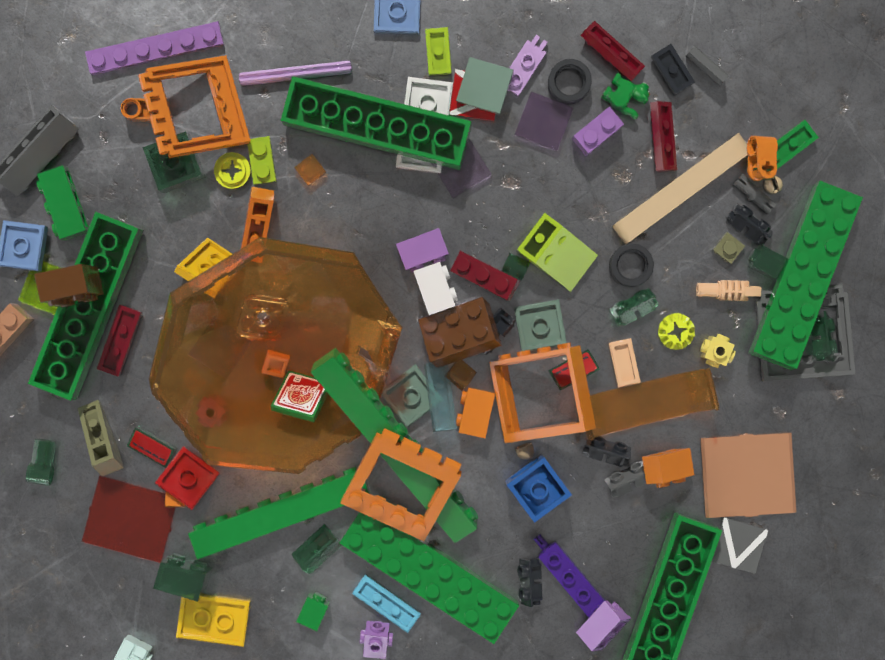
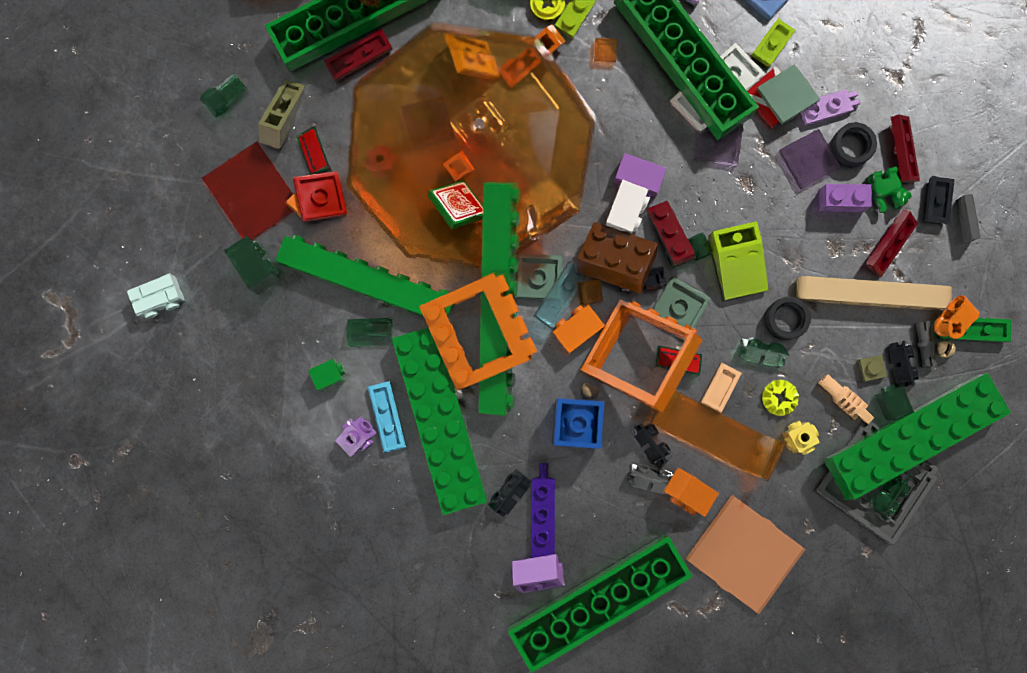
camera: 40 degrees right, 5 degrees down
(214, 620) = (247, 318): yellow tile -> none
(740, 545) = (694, 602): dark grey tile -> none

